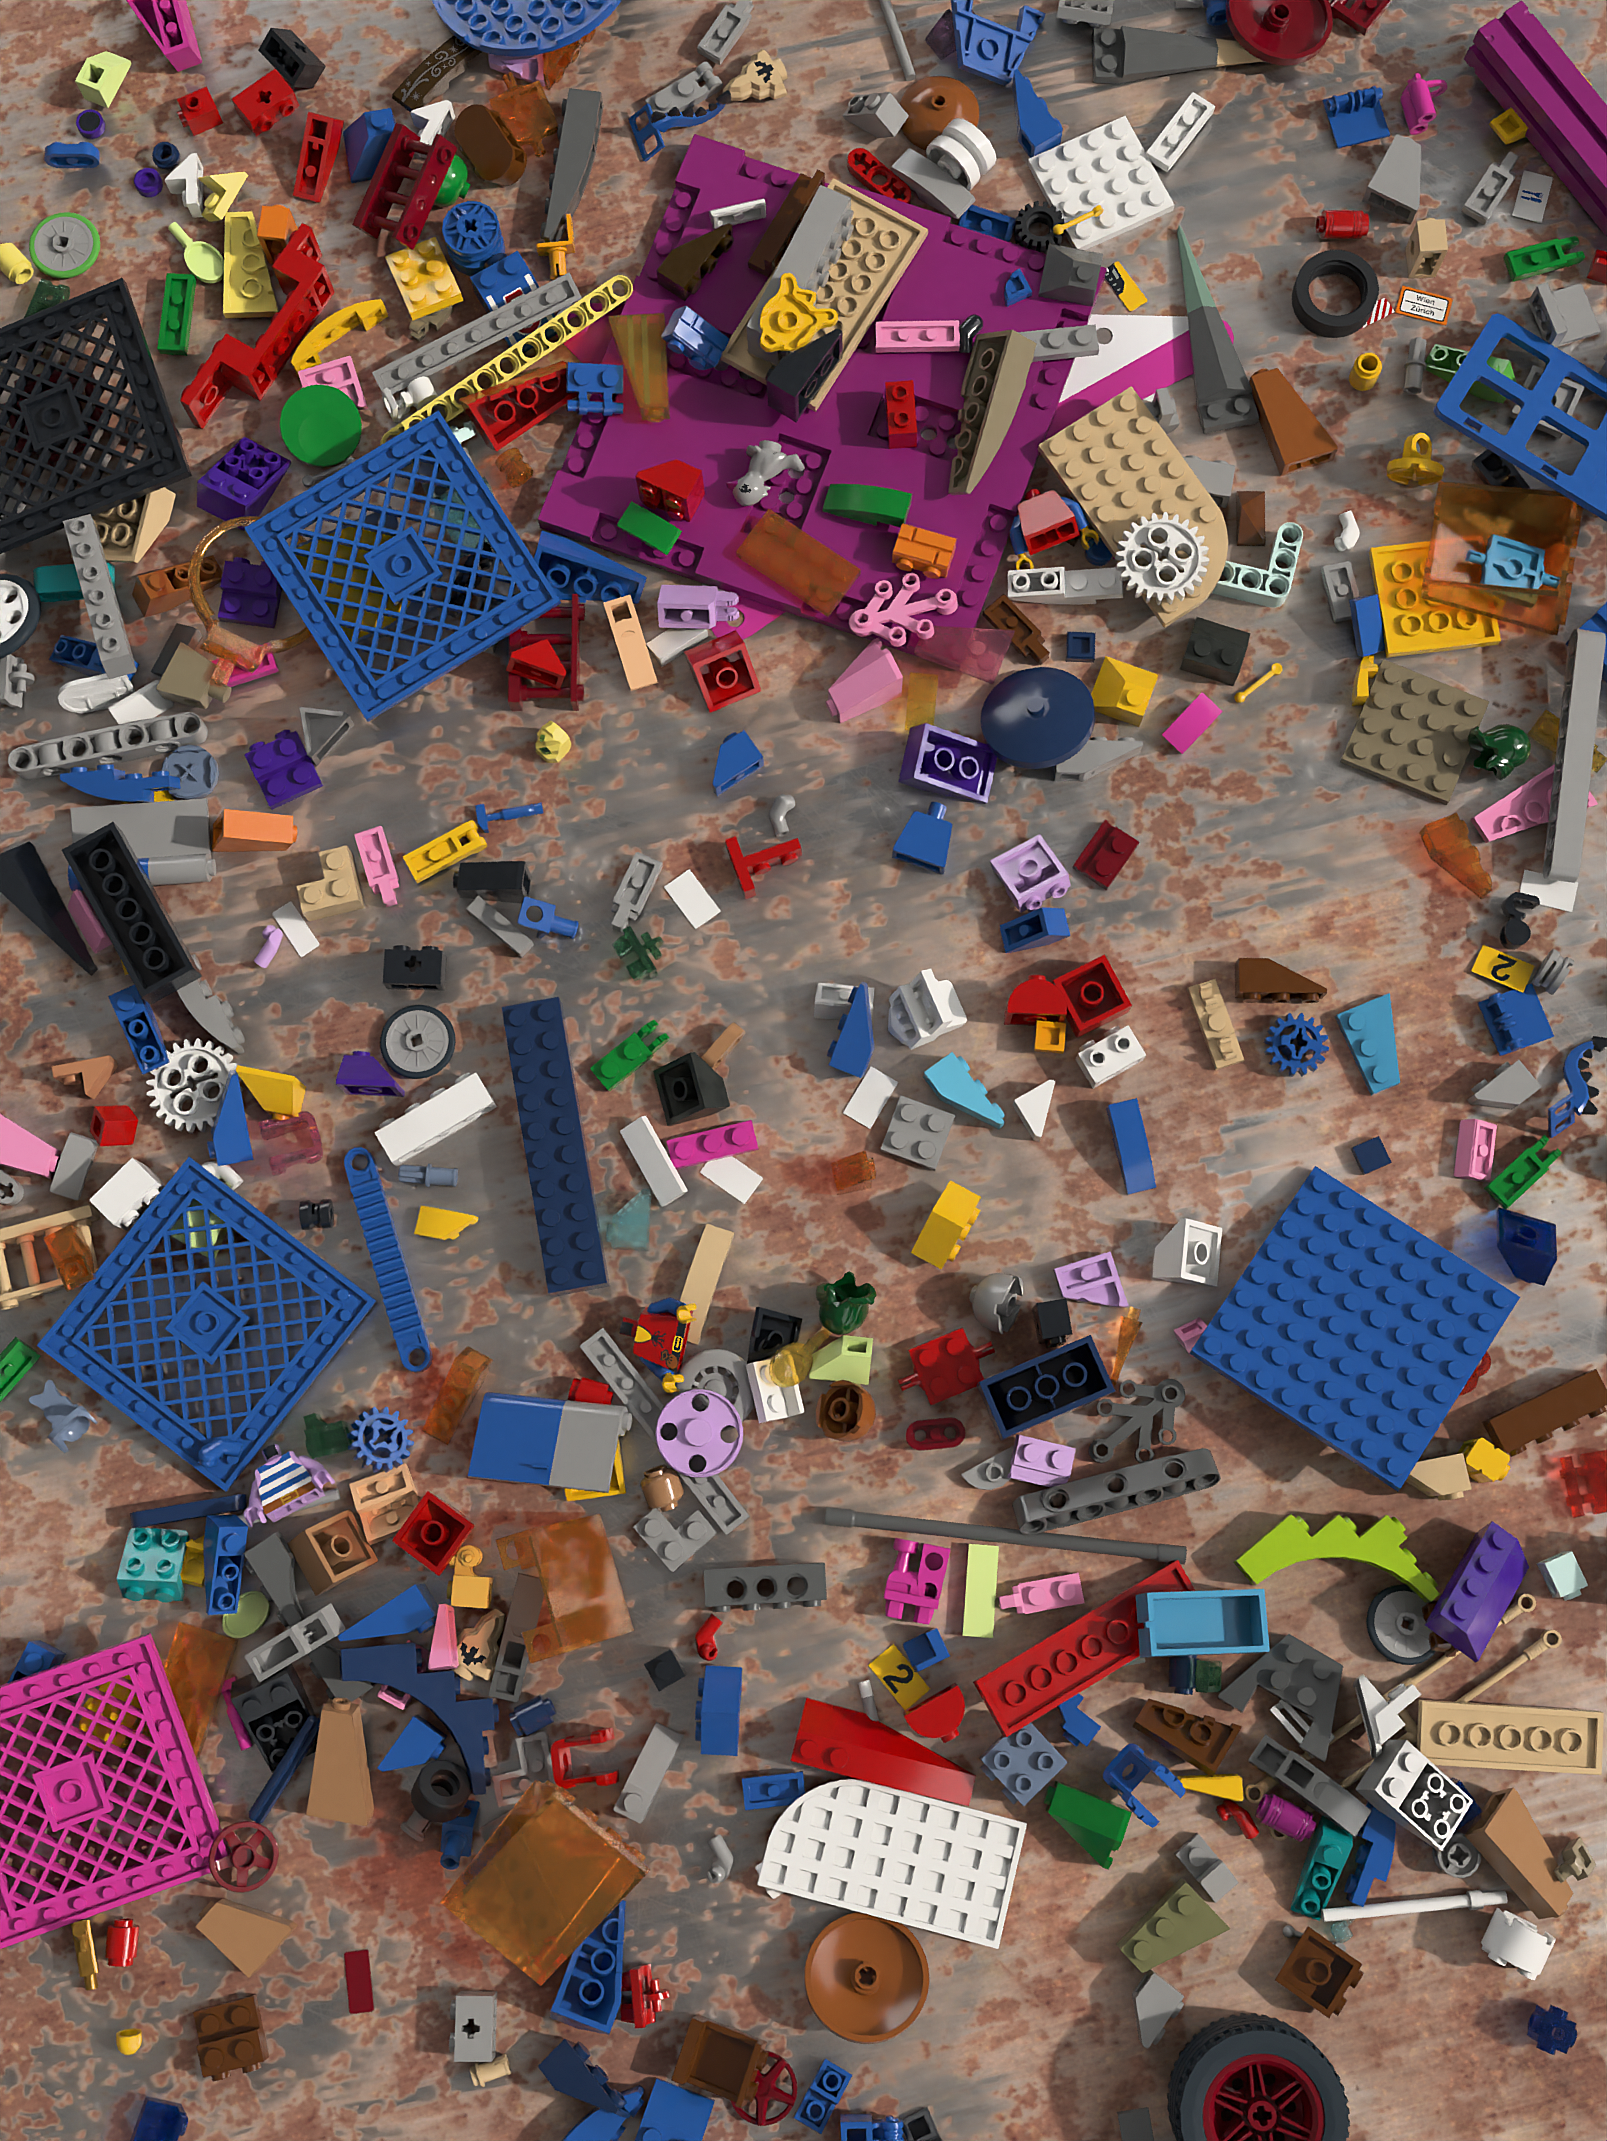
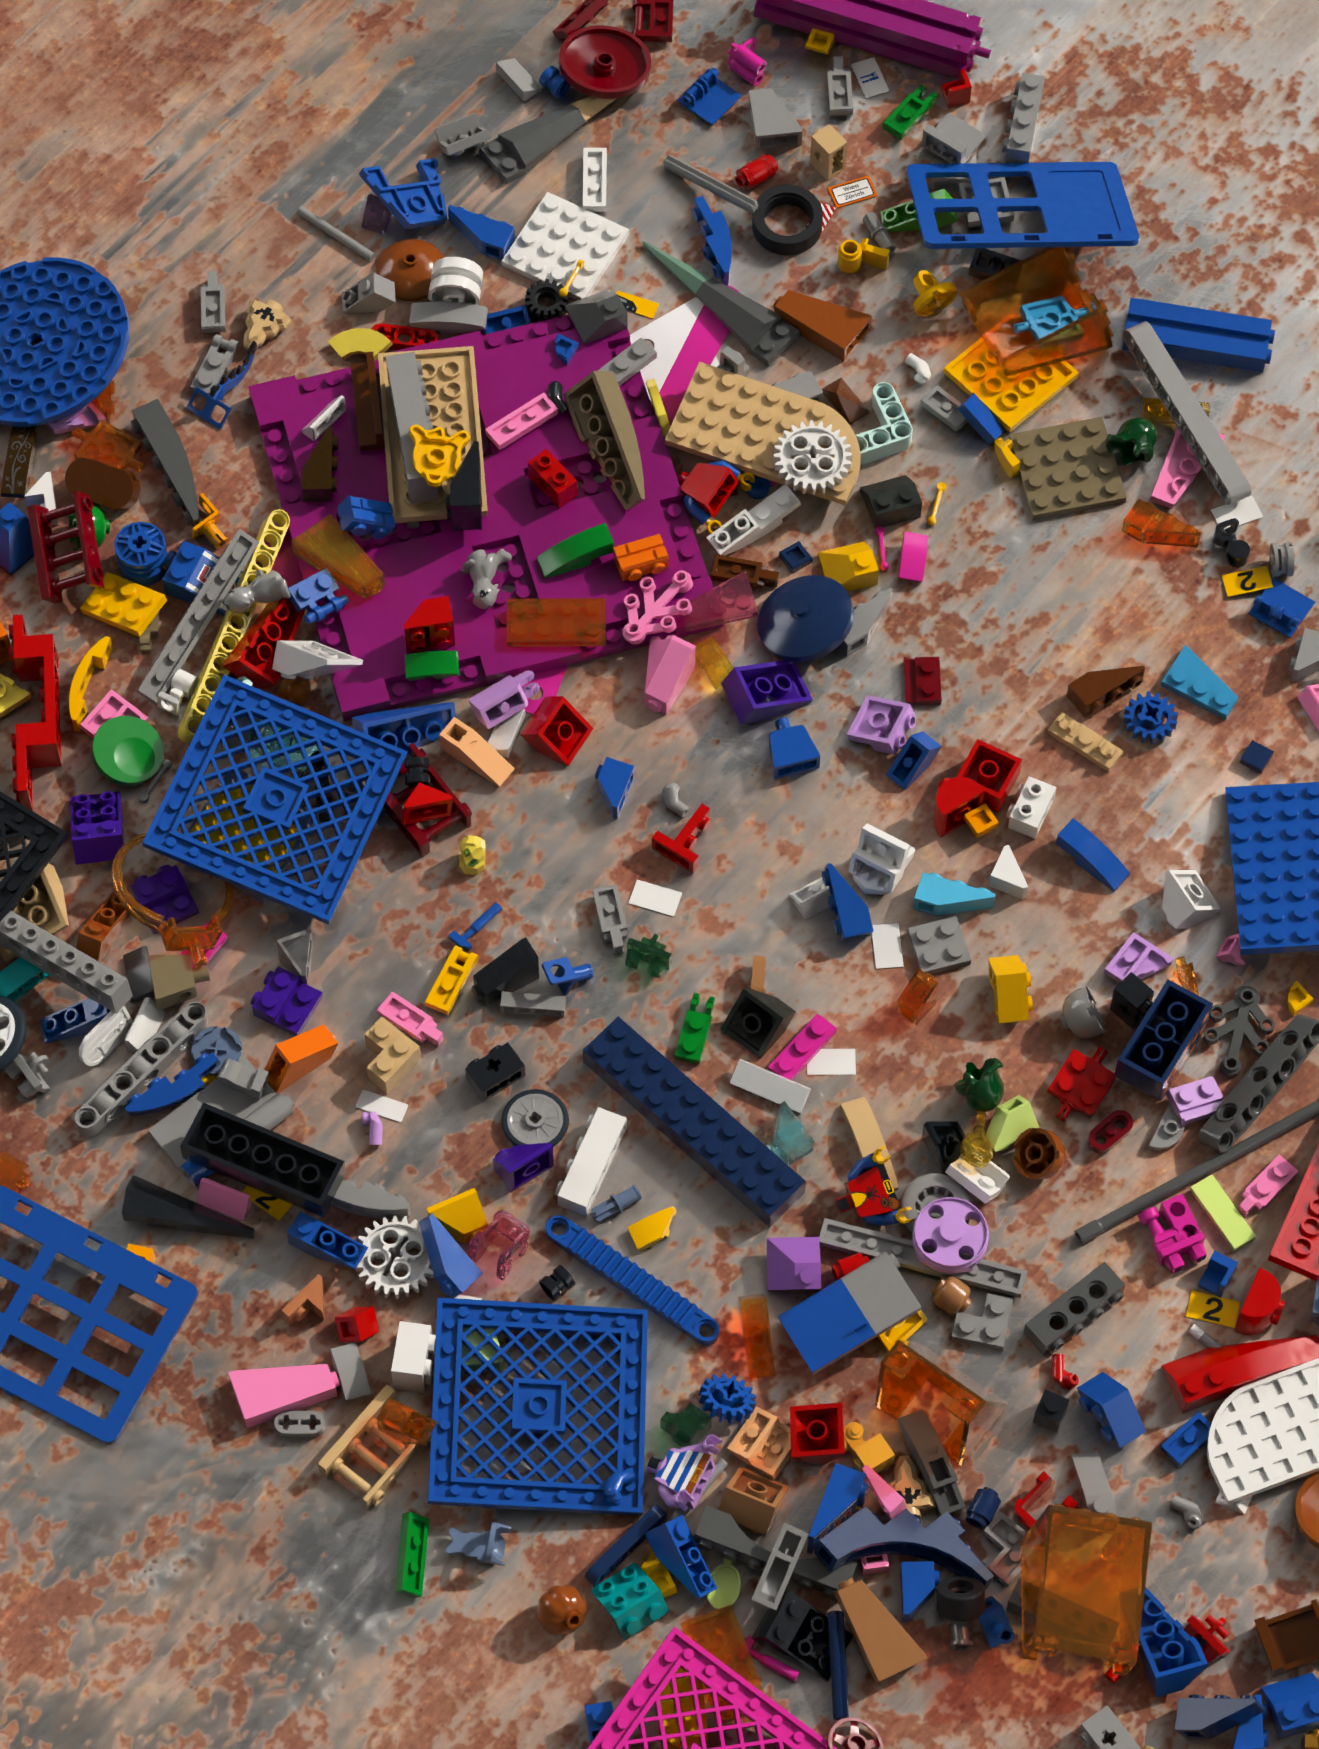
camera: 40 degrees left, 15 degrees down
(81, 1533) = (561, 1610): none -> dark orange plant
(185, 818) = (243, 1078): none -> light grey leg
(540, 1354) = (793, 1263): none -> medium lavender slope
(541, 445) = (310, 659): none -> white slope
(547, 347) = (264, 589): none -> light grey animal
(556, 626) = (417, 771): none -> black wheel
(832, 155) = (359, 342): none -> light yellow tile
(1063, 405) = (658, 406): none -> light yellow tile
(1181, 675) = (880, 531): none -> dark pink hinge
(1220, 1428) = (1298, 998): none -> yellow tile
(1249, 271) = (717, 239): none -> blue slope
(1286, 208) = (710, 184): none -> light grey axle
(1391, 385) = (874, 255): none -> yellow slope

